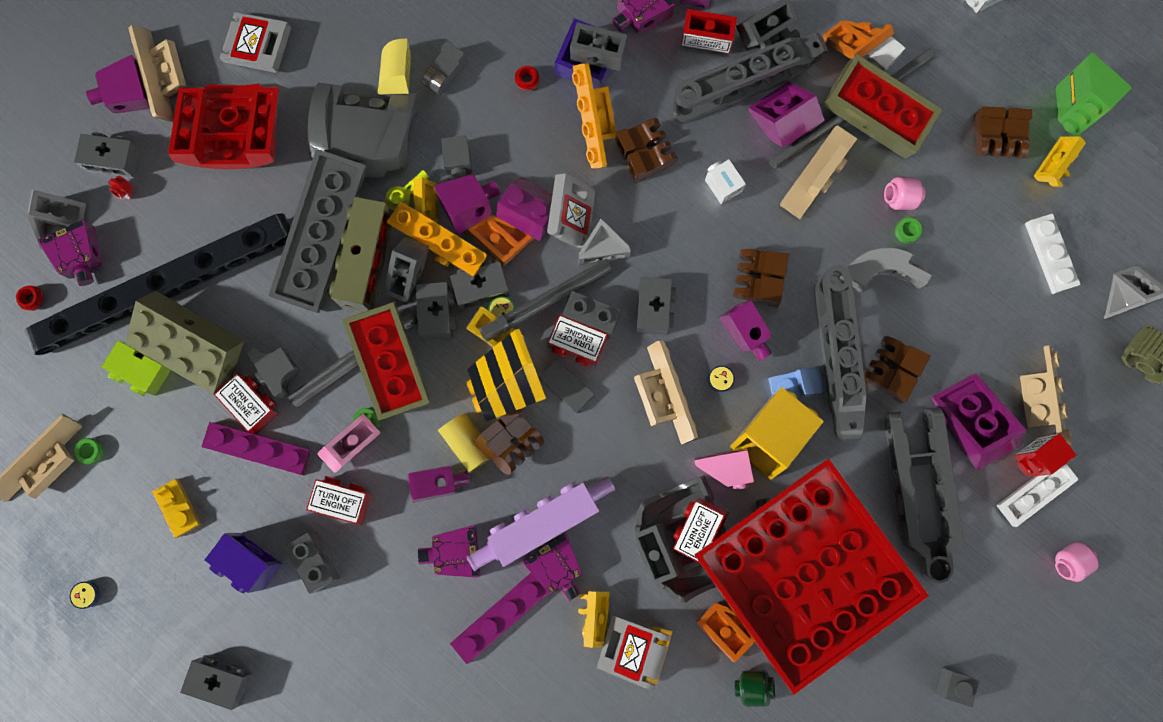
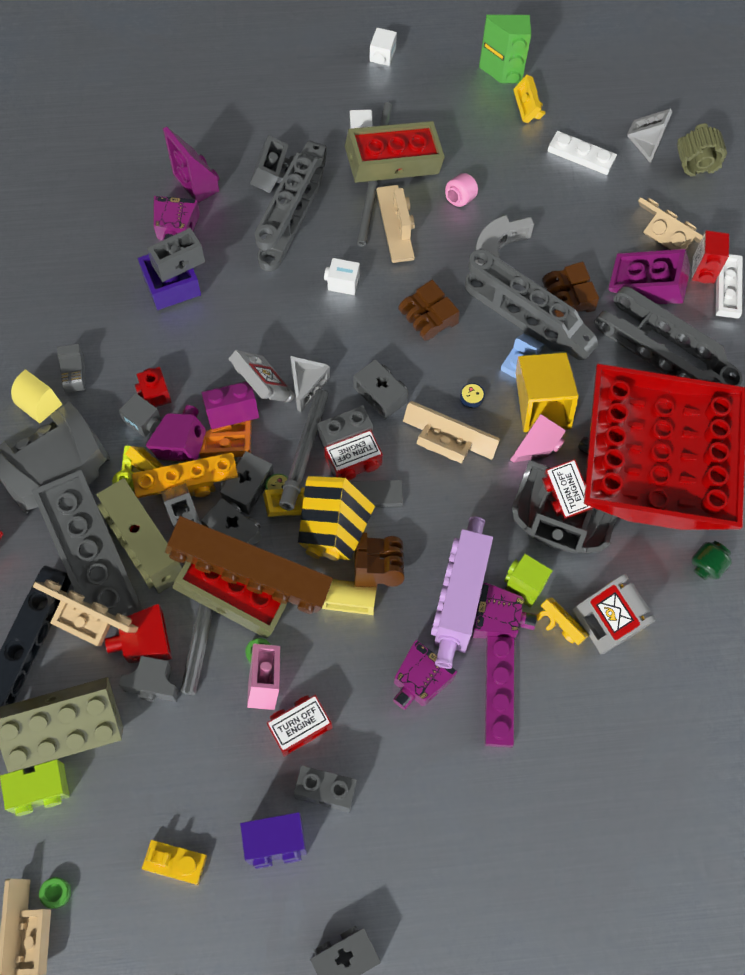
camera: 50 degrees left, 15 degrees down
(247, 403) = (154, 725): brick -> none
(256, 448) = (193, 754): magenta plate -> none
(267, 280) = (82, 618): none -> tan bracket
(298, 331) = (149, 640): none -> red torso
(403, 359) = (249, 565): none -> reddish brown brick
(423, 485) = (356, 642): magenta torso -> none
(487, 140) = (153, 387): none -> red brick
(527, 71) = (139, 322): red plate -> none
(596, 114) = (213, 306): light orange bracket -> none
(597, 564) = (527, 579): none -> lime brick
(633, 147) = (260, 305): reddish brown legs -> none
(708, 31) = (236, 198): red brick -> none
(725, 631) = (653, 543): orange wing -> none
(740, 322) = (455, 346): magenta torso -> none
(787, 113) = (339, 205): magenta slope -> none
(856, 38) = (336, 127): orange wing -> none
(908, 230) = (486, 210): bright green tile -> none
(994, 122) = (478, 111): reddish brown legs -> none

